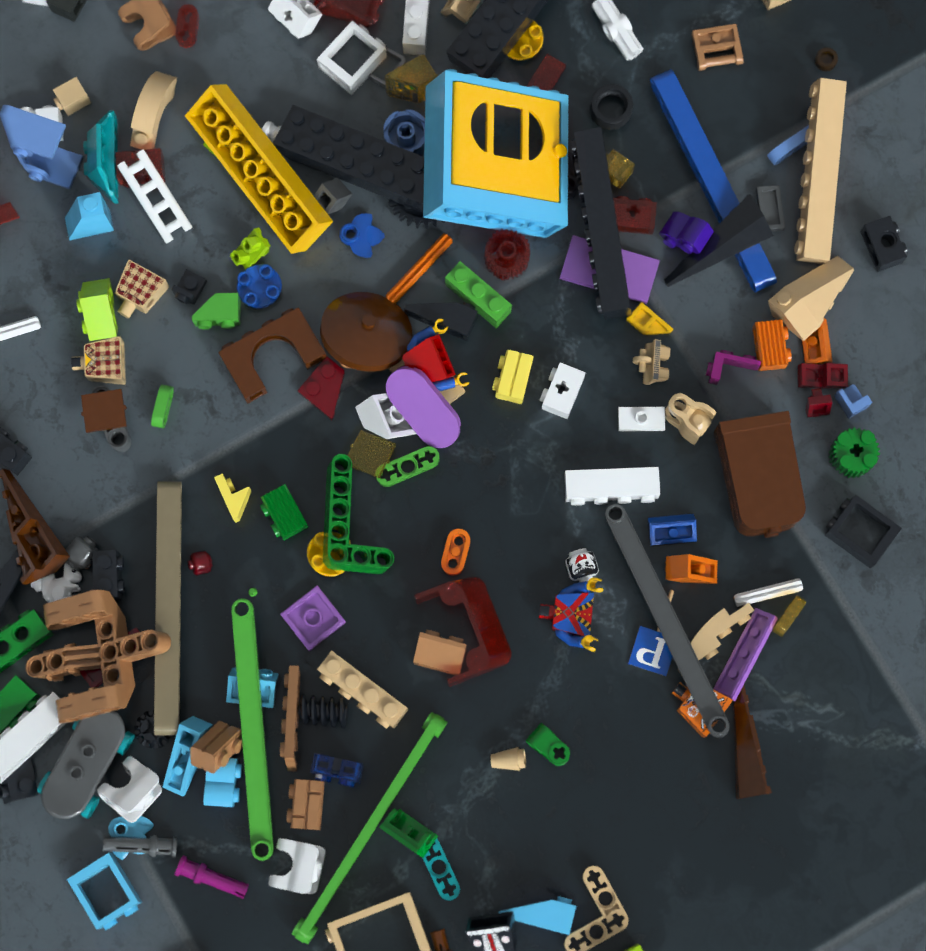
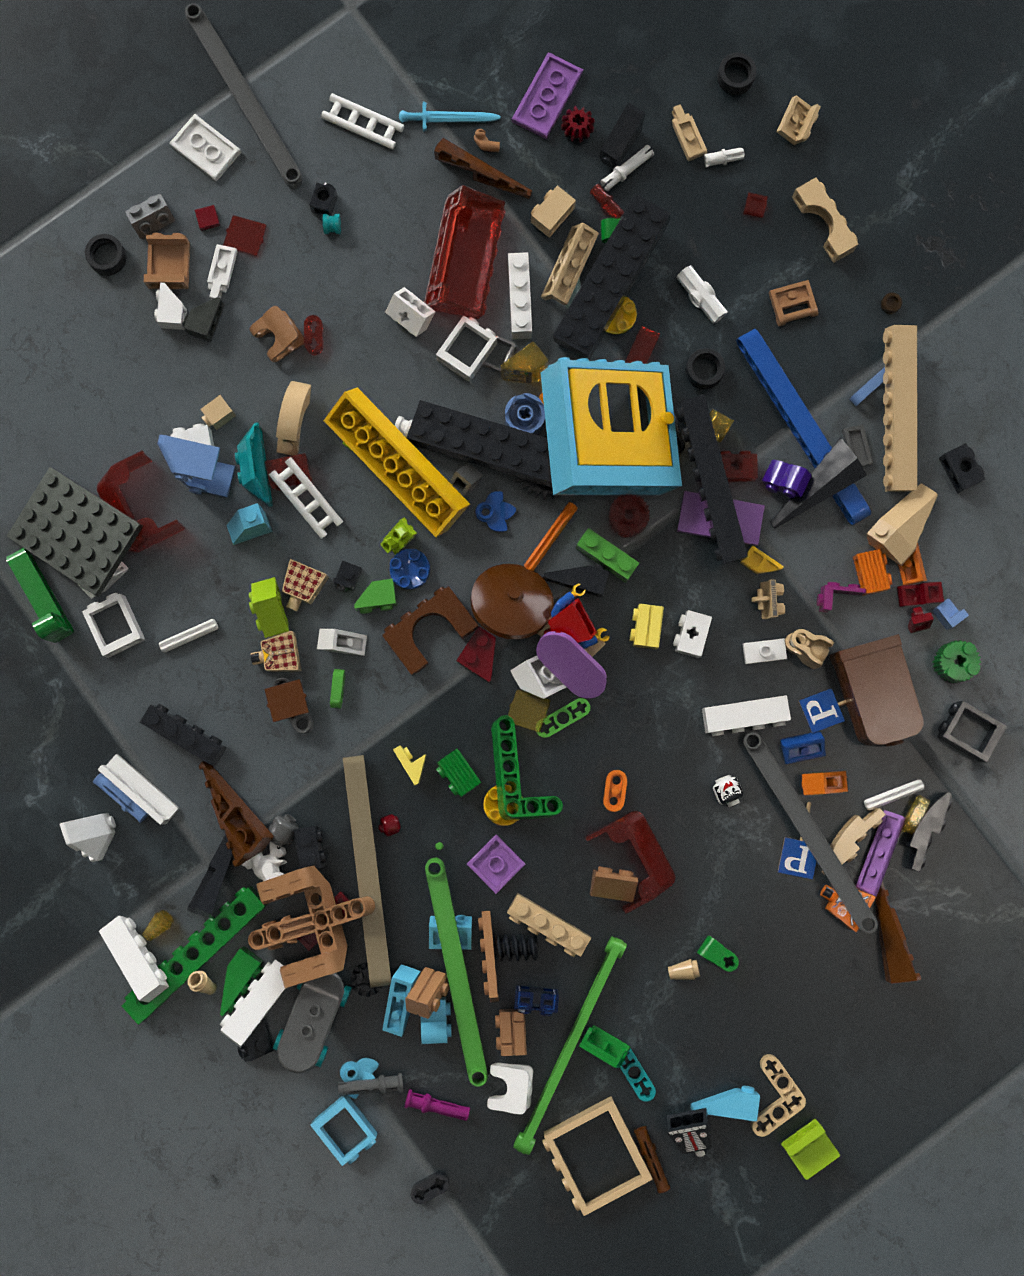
camera: 10 degrees left, 5 degrees up
(137, 795) = (362, 1042): white piece -> none
(173, 356) = (342, 642): none -> white slope
(573, 613) = (725, 835): torso -> none
(698, 491) = (822, 710): none -> blue piece
(803, 627) = (931, 822): none -> slope

